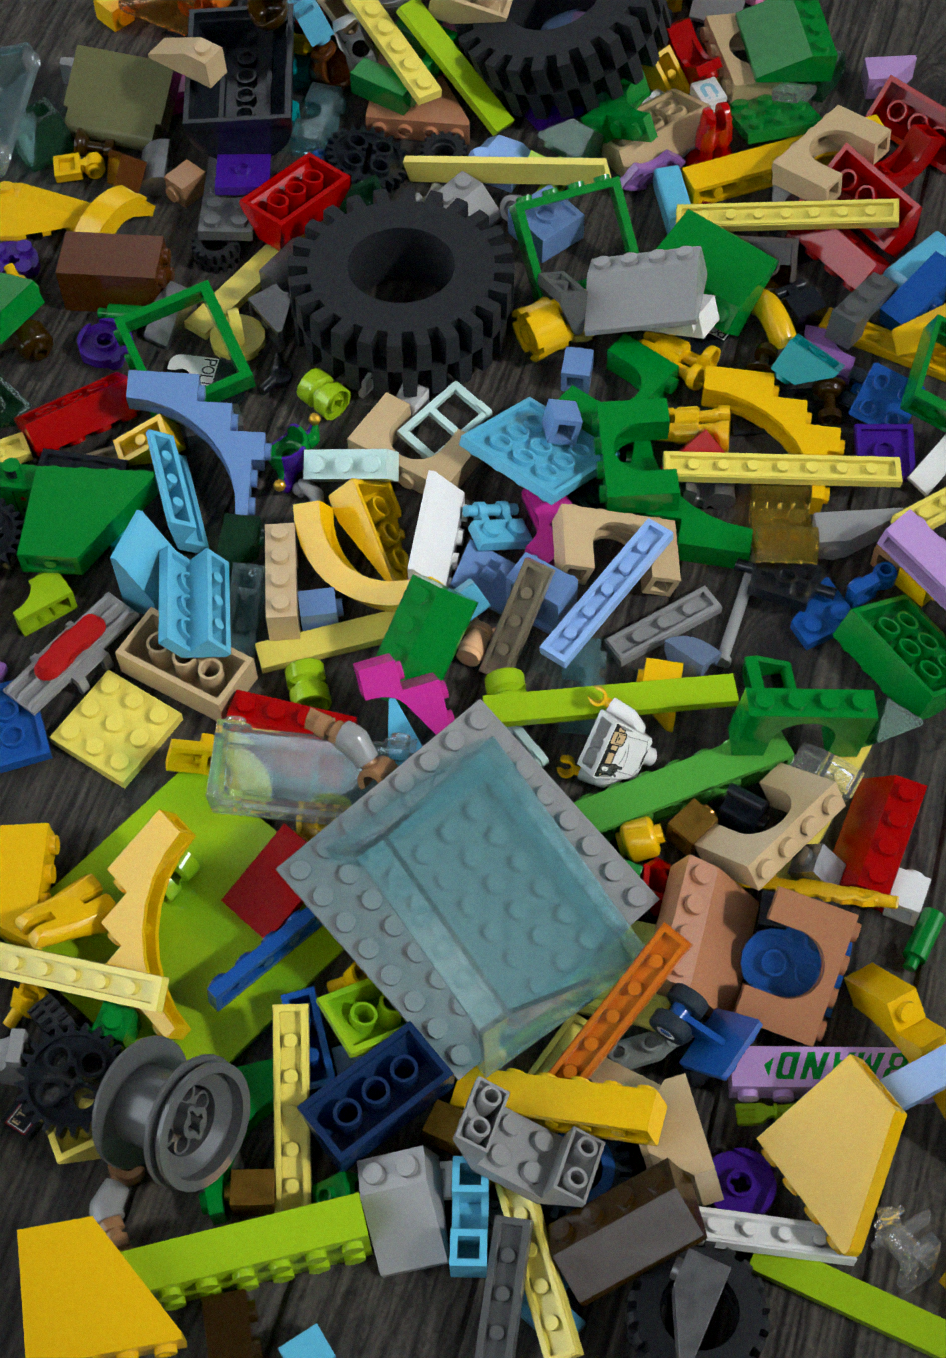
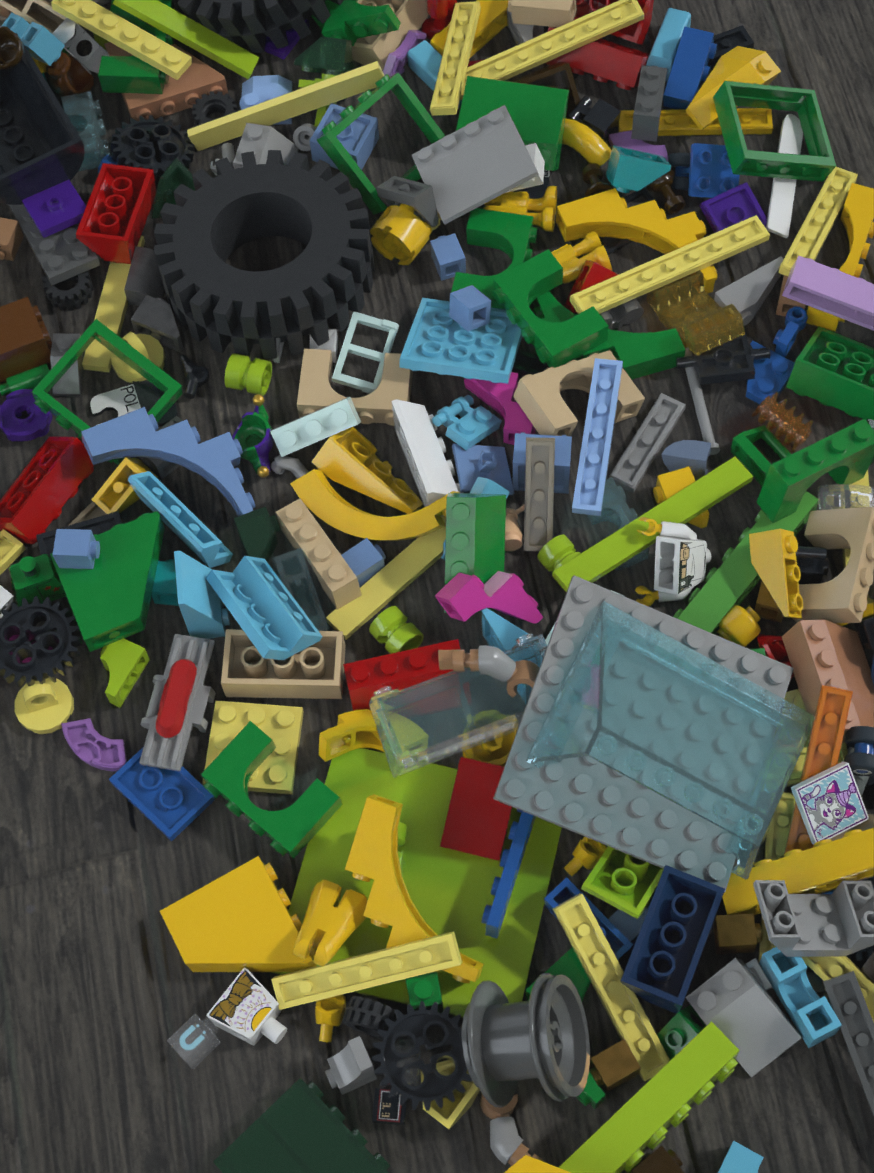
camera: 25 degrees left, 5 degrees up
(57, 469) = (75, 548): none -> medium blue brick
(71, 742) = (289, 827): none -> green arch
(611, 1045) = (830, 802): none -> tile
(692, 191) = (455, 58): none -> light yellow tile
(704, 795) = (776, 564): none -> yellow slope
(806, 663) = (784, 421): none -> clear orange piece

